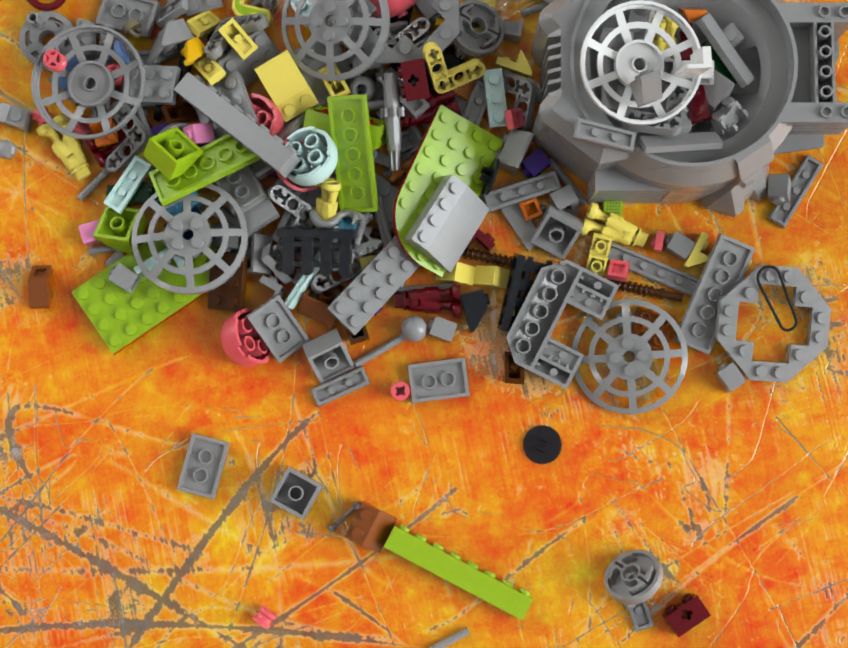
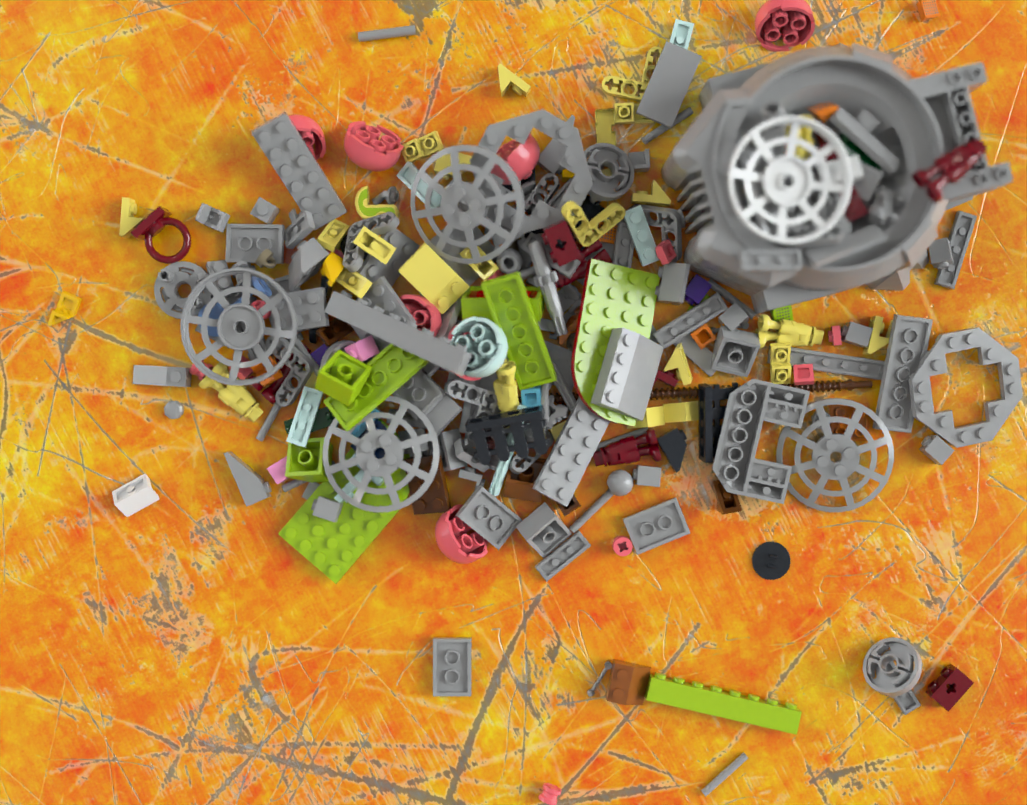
camera: 25 degrees left, 5 degrees up
(39, 288) = (245, 537): dark orange slope -> none
(51, 56) = (197, 313): coral wheel -> none
(58, 238) = (250, 483): none -> light grey slope
(296, 492) = (549, 670): light grey brick -> none
(357, 217) = (504, 407): light grey animal -> none
(489, 175) = (658, 317): black piece -> none
(501, 225) = (679, 361): none -> light yellow slope
(647, 87) = (804, 206): light grey slope -> none
(700, 63) = (849, 166): white panel -> none
(786, 293) = (973, 356): black piece -> none
(797, 92) = (952, 166): none -> dark red piece

